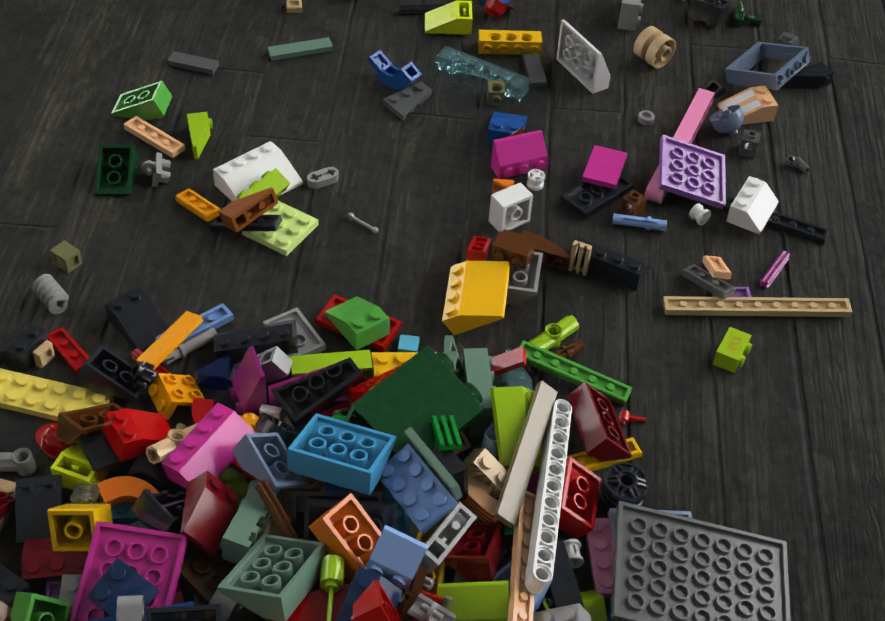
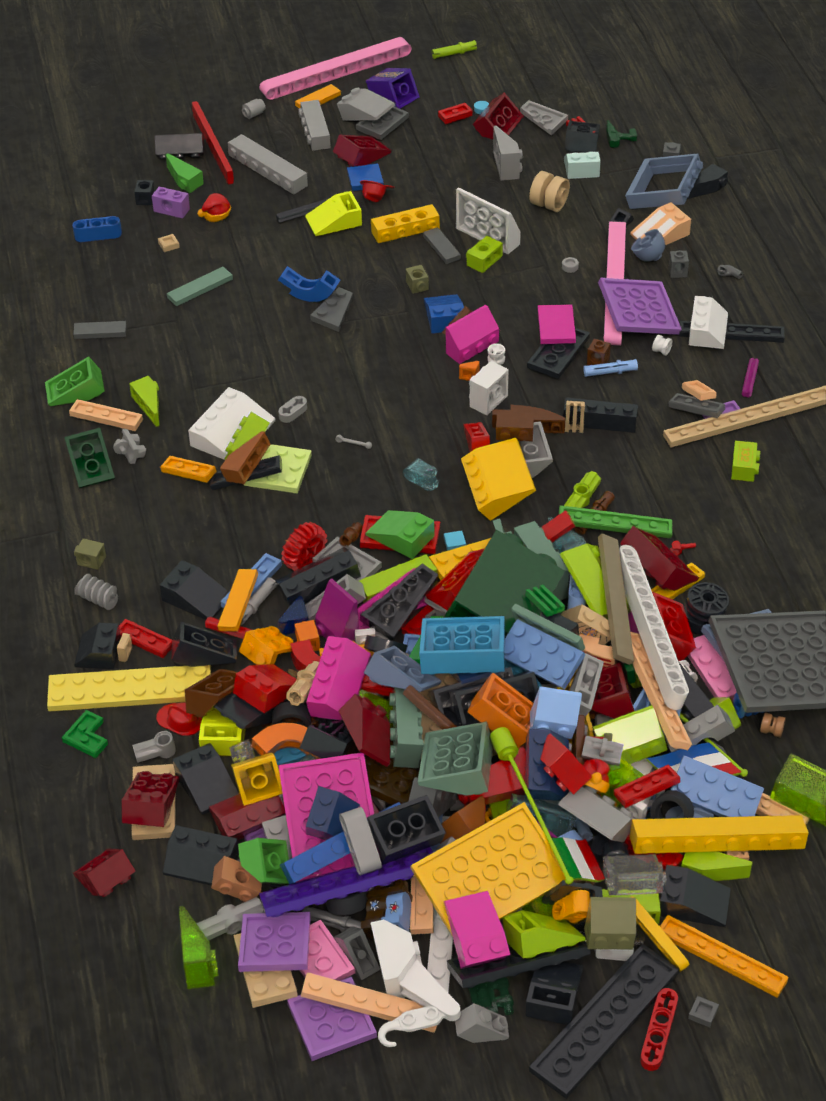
camera: 15 degrees left, 0 degrees up
(143, 373) = (233, 635): black gear -> none
(218, 391) = (308, 630): none -> orange brick
(257, 306) = (303, 545): none -> red gear
(310, 309) = (351, 534): none -> reddish brown pin
(408, 271) = (421, 474): none -> clear light blue piece
(455, 61) = (364, 257): clear light blue arch -> none
(569, 87) = (484, 254): none -> lime brick
(698, 33) = (582, 165): none -> light aqua slope

